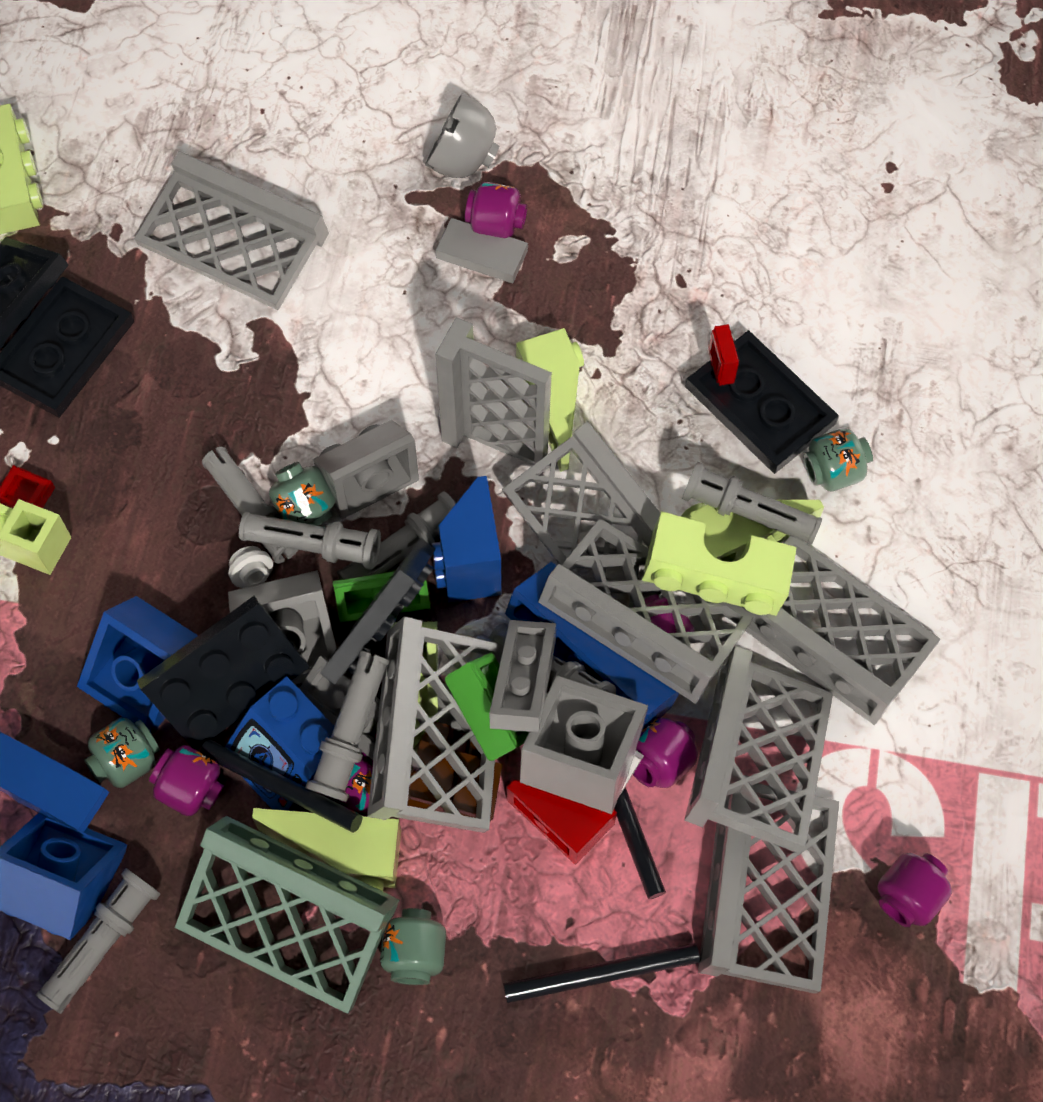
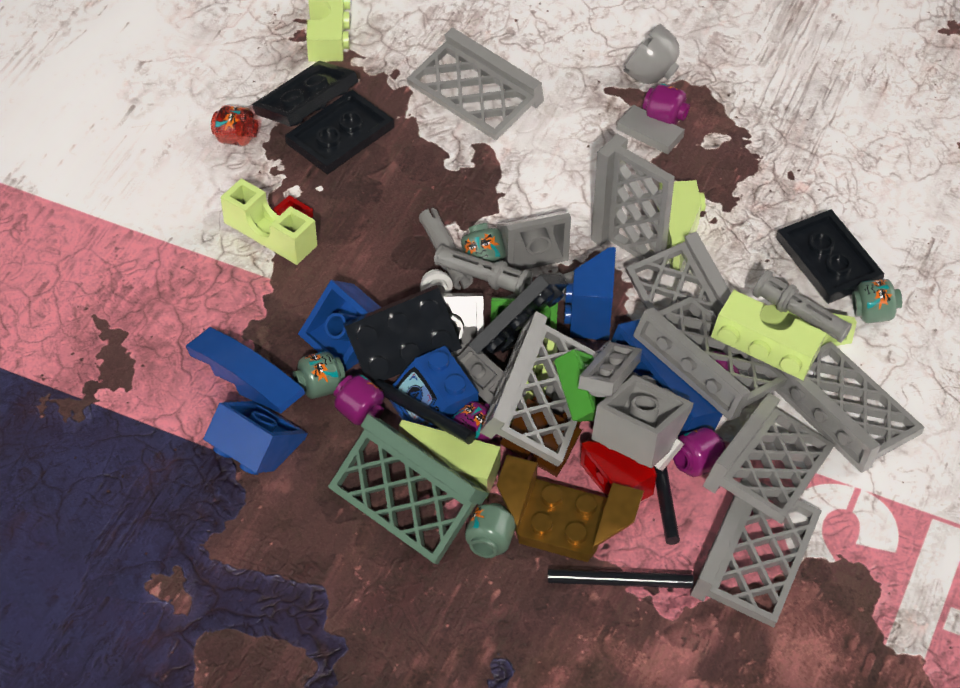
camera: 15 degrees right, 15 degrees down
(112, 921) = (286, 472): light grey pin -> none
(342, 748) = (472, 389): light grey pin -> none
(506, 895) = (560, 516): none -> pearl gold piece
(723, 355) = (807, 216): red tile -> none
(914, 889) = (861, 571): magenta head -> none

